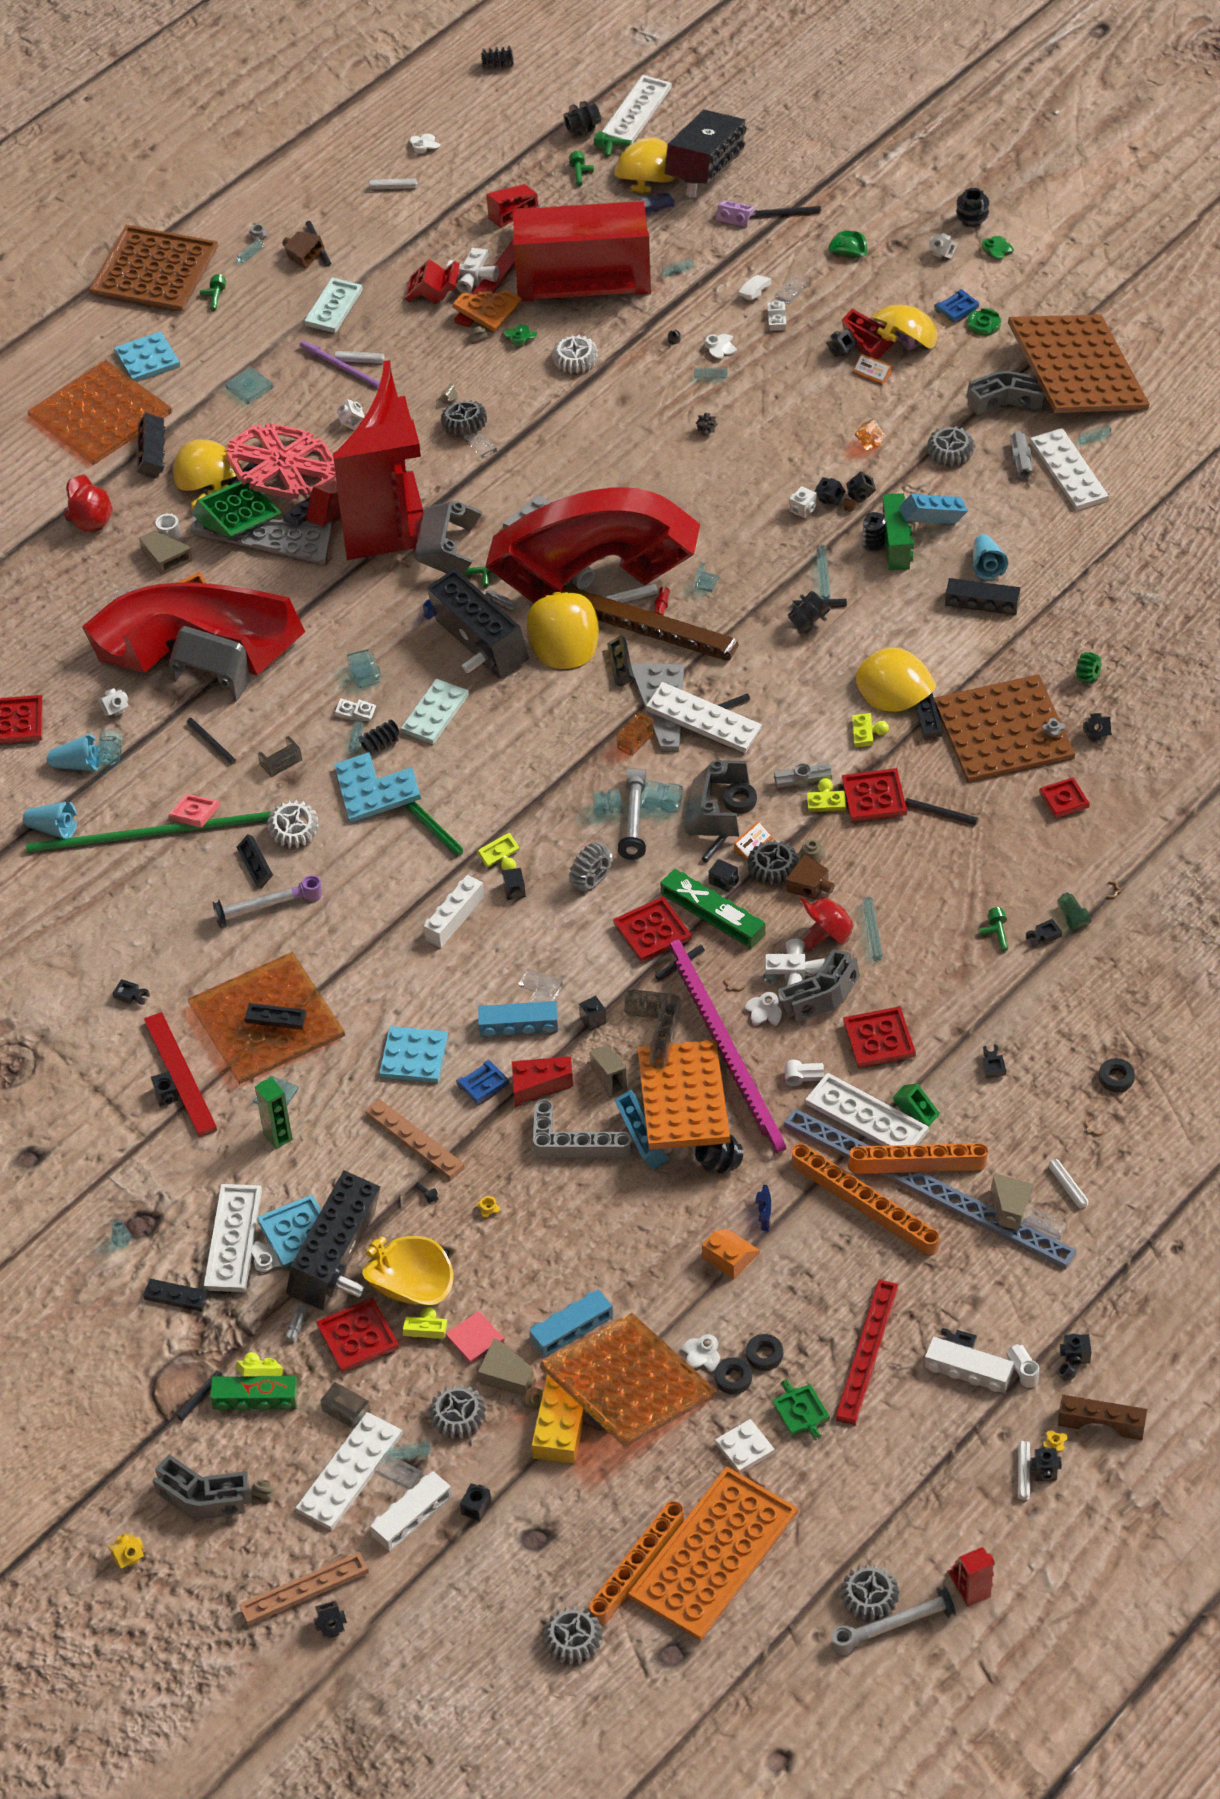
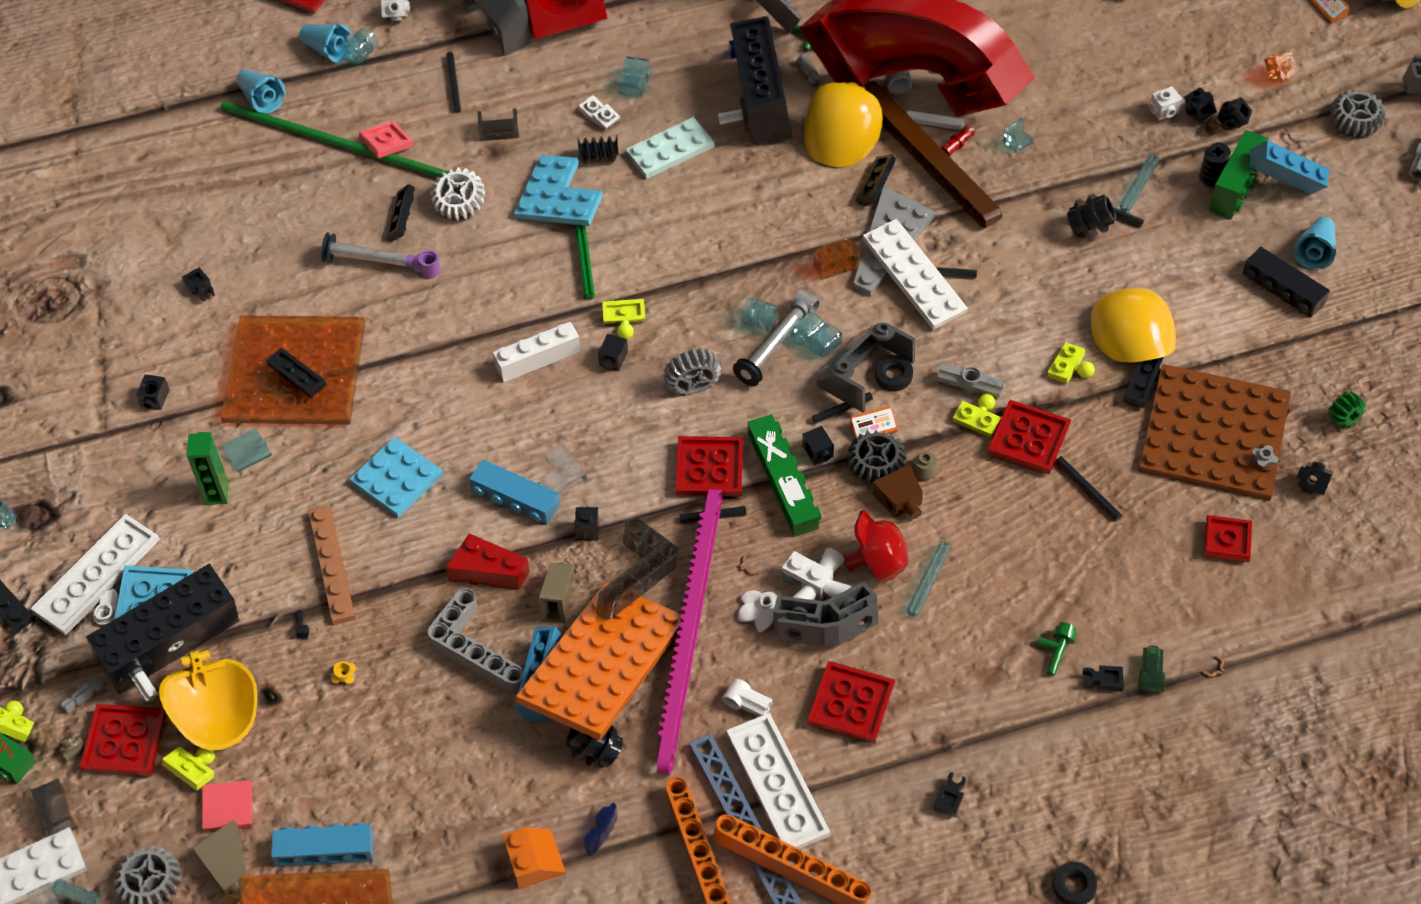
camera: 30 degrees right, 5 degrees up
(181, 1074) = (180, 386): red tile -> none
(320, 1361) = (71, 747): none -> dark tan plate
(356, 732) = (571, 146): clear light blue axle -> none
(485, 1085) = (435, 544): blue plate -> none
(916, 1104) = (835, 799): green slope -> none

